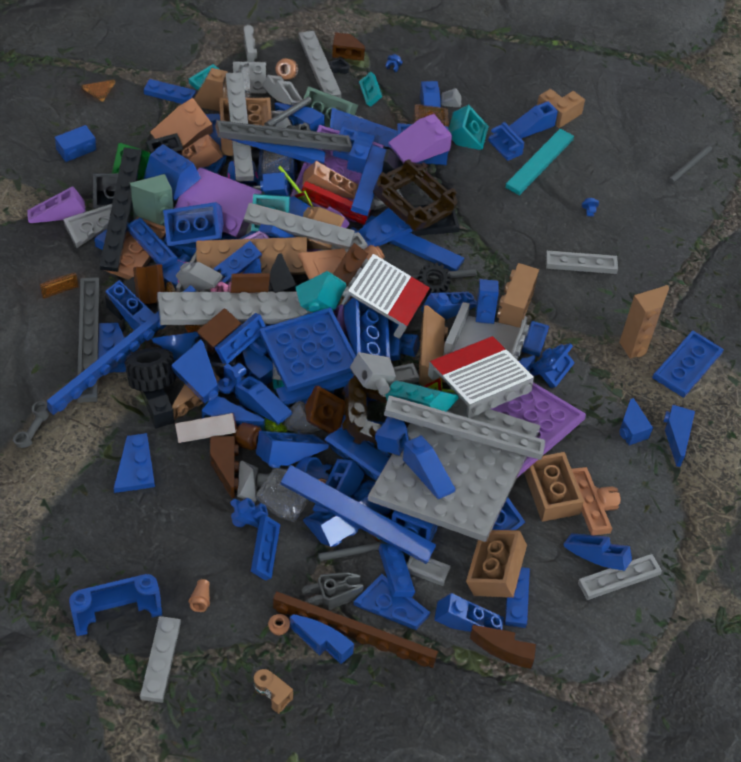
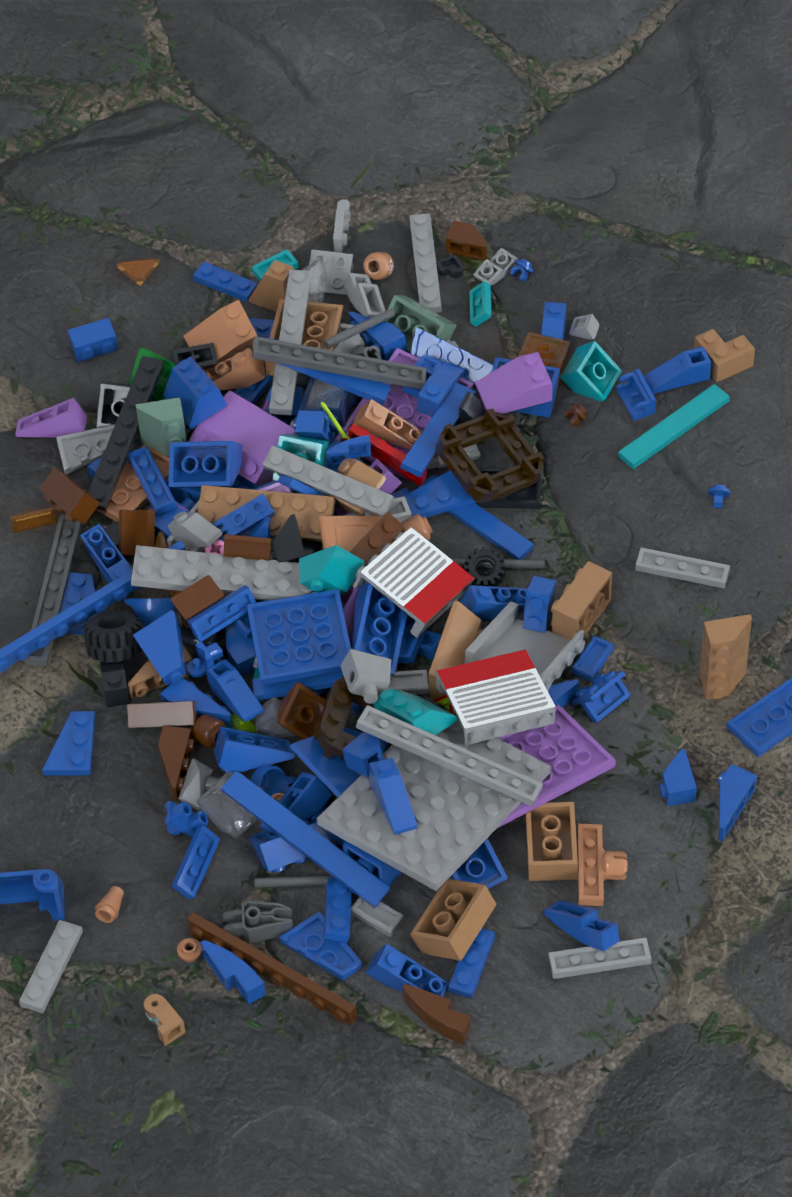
camera: 20 degrees right, 0 degrees up
(86, 263) = (68, 497): none -> reddish brown brick
(310, 199) = (350, 448): none -> blue slope
(373, 63) = (496, 268): none -> light grey slope
(467, 157) = (579, 412): none -> reddish brown plate

